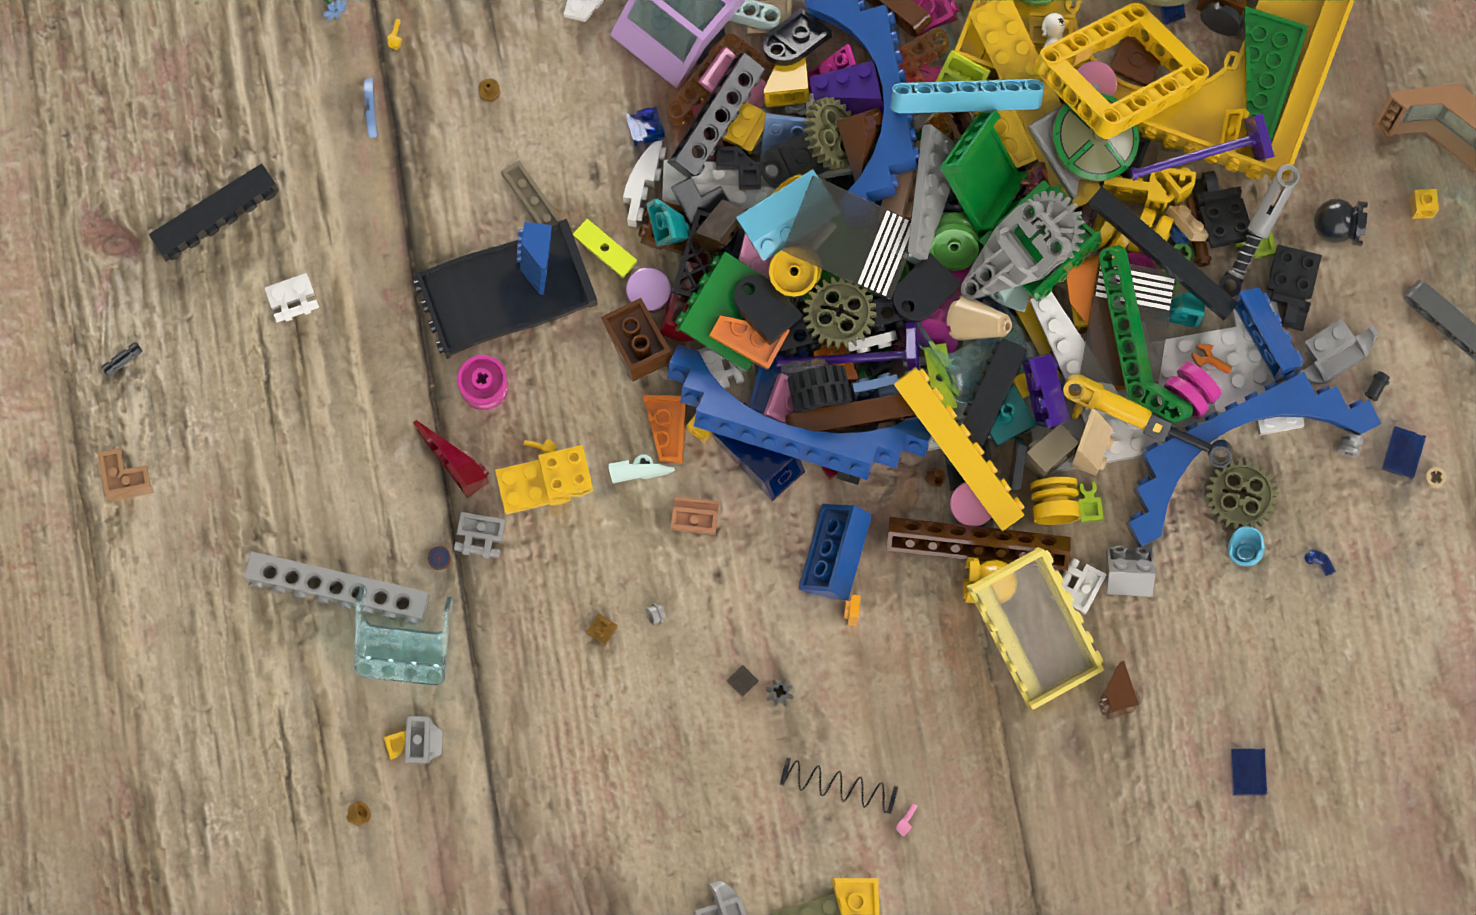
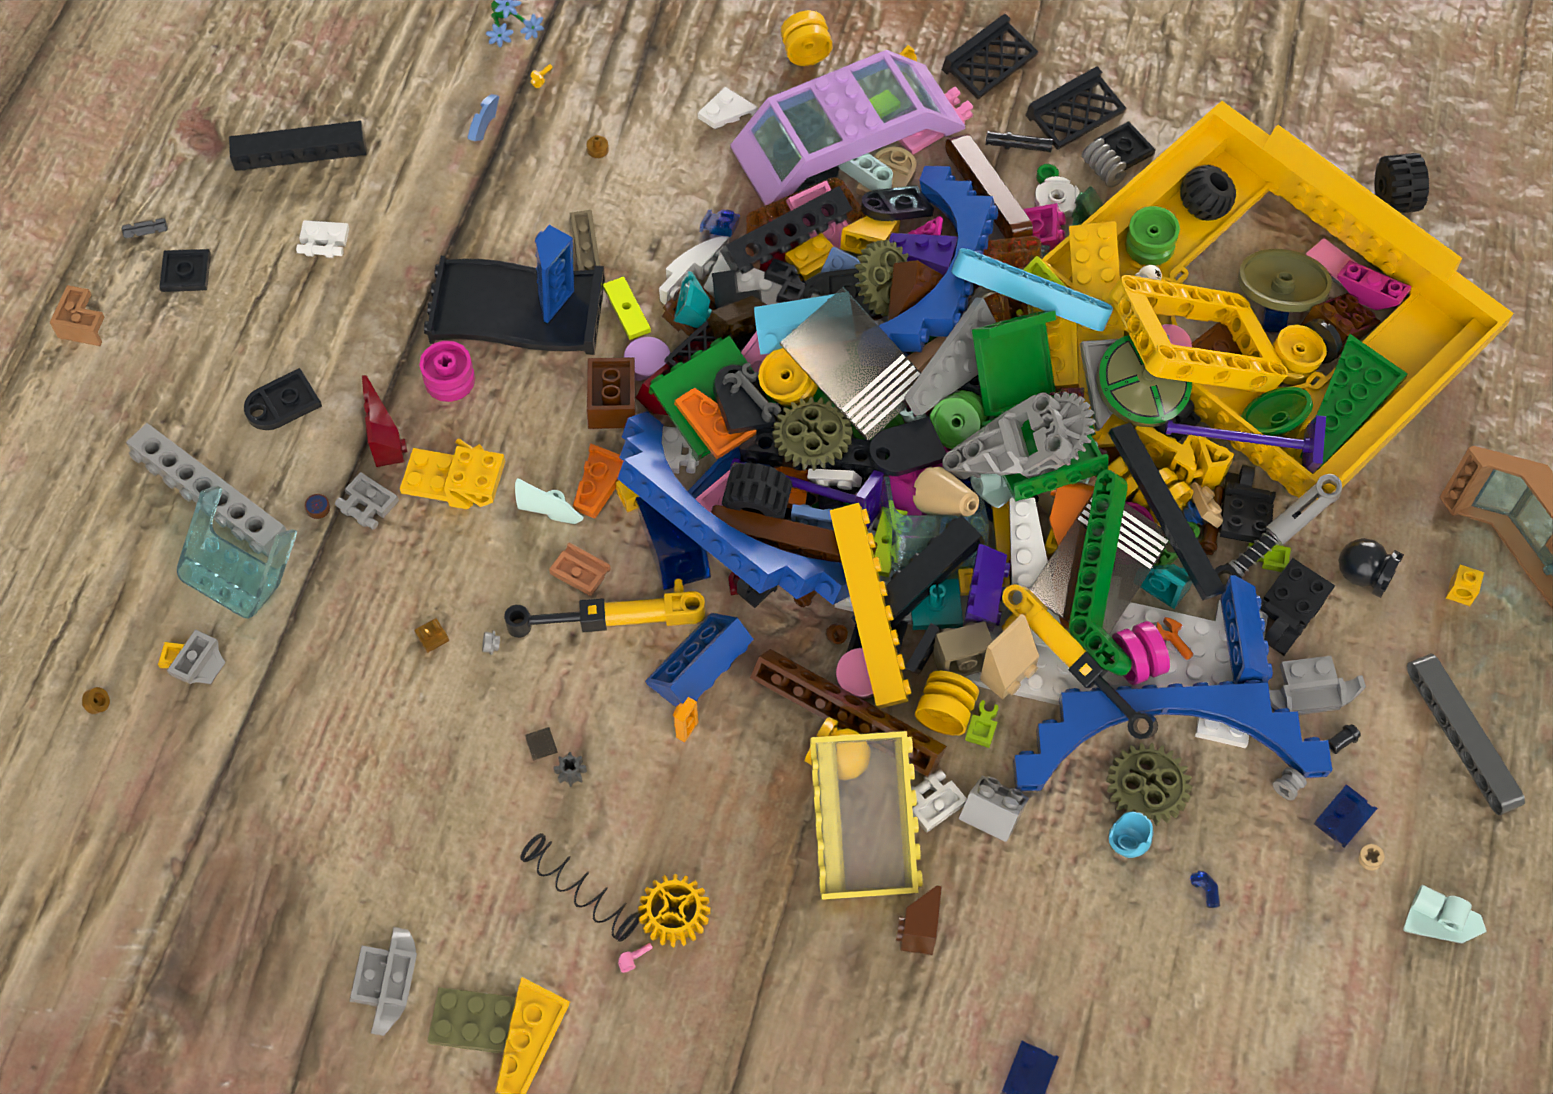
camera: 25 degrees right, 15 degrees down
(184, 384) = (185, 270): none -> black tile
(350, 472) = (281, 401): none -> black tile
(734, 548) = (598, 614): none -> piece
(759, 291) = (744, 379): none -> dark grey bar
(911, 764) = (691, 896): none -> yellow gear
(1208, 39) = (1300, 352): none -> yellow wheel
(1214, 112) = (1279, 410): none -> green dish

